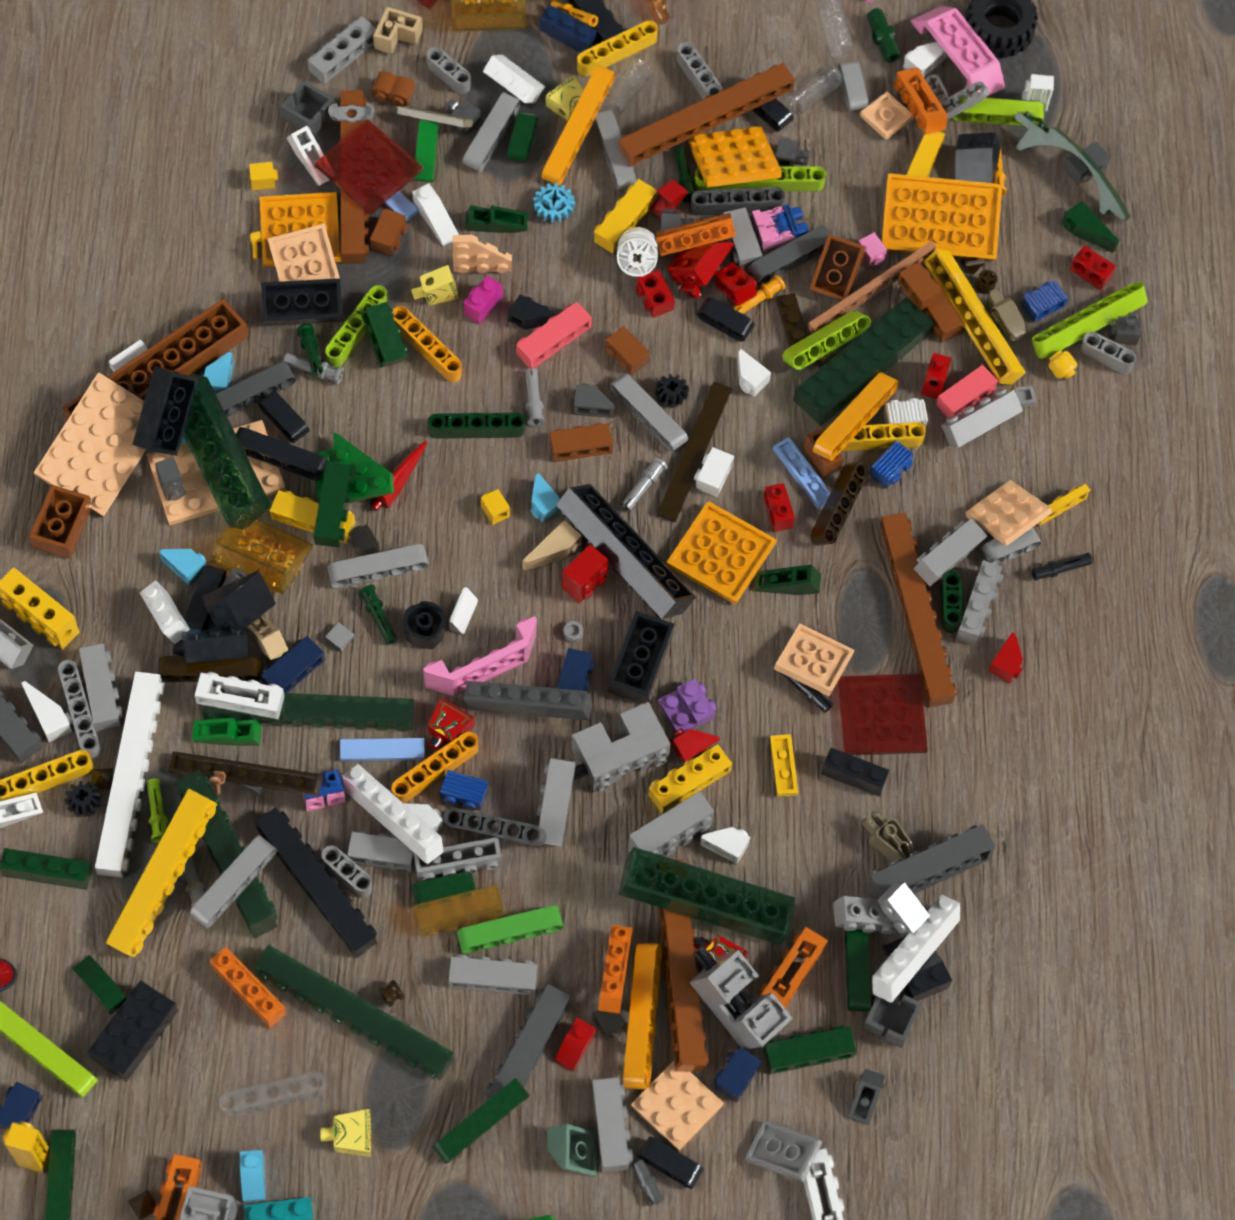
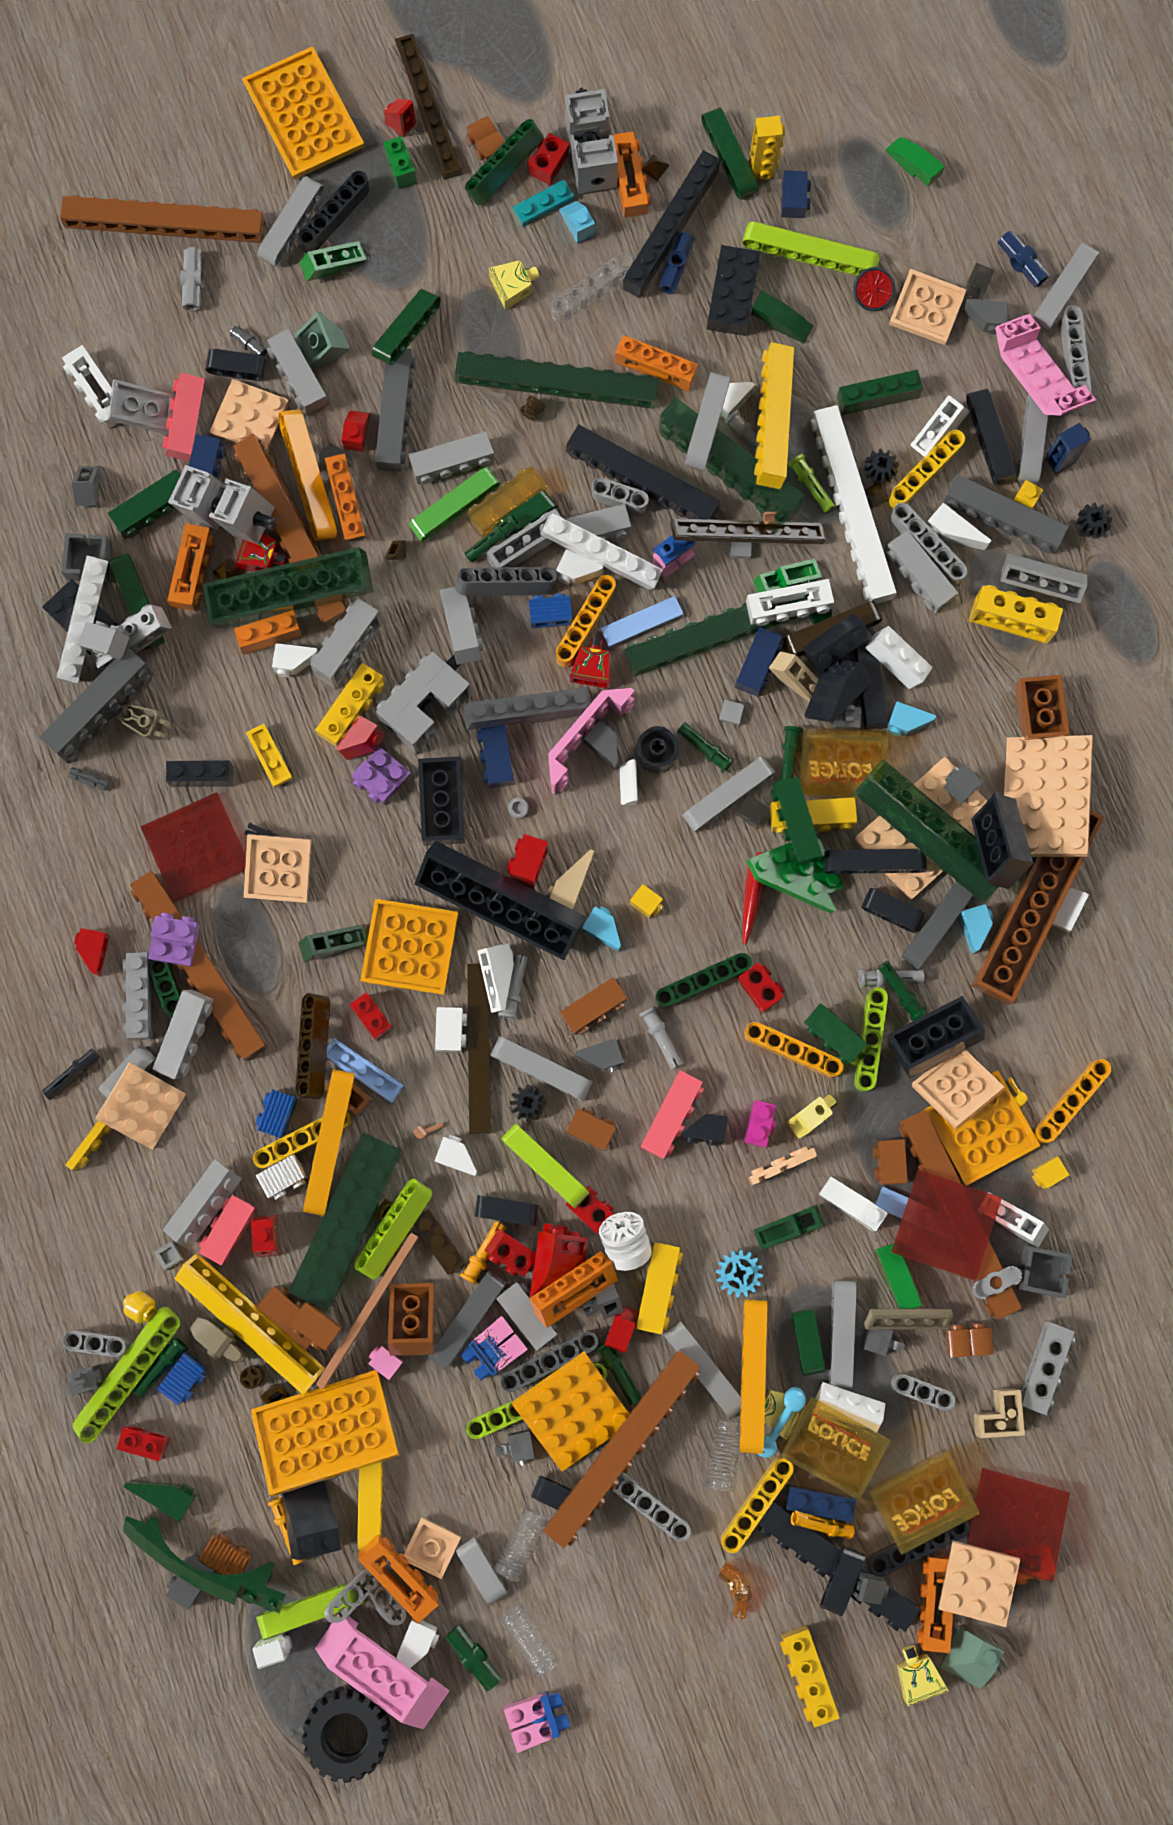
camera: 160 degrees right, 15 degrees up
(158, 1128) = (671, 224): none -> black brick
(185, 1074) = (680, 254): none -> dark blue piece
(187, 926) = (736, 397): none -> white slope
(205, 219) = (1081, 1096): none -> light orange beam
(302, 582) = (790, 747): none -> dark green pin
(428, 401) = (755, 990): none -> red brick
(468, 648) = (603, 743): none -> dark grey slope
(480, 875) = (499, 532): none -> dark green pin
(540, 54) = (834, 1448): none -> clear yellow slope
(555, 94) = (794, 1401): none -> medium azure piece
(586, 908) = (397, 550): none -> dark brown slope
(652, 499) = (497, 972): none -> white slope
(679, 334) = (545, 1165): none -> lime beam
(743, 1125) = (184, 416): none -> coral brick
(753, 873) = (268, 632): none -> orange brick
(759, 957) = (226, 570): none -> dark brown slope
(772, 404) = (420, 1133): none -> nougat hand
(931, 628) = (173, 939): none -> medium lavender plate
(960, 812) = (88, 779): none -> dark grey axle
(1053, 168) = (225, 1556): none -> dark orange brick
(1053, 318) = (166, 1359): none -> dark green pin

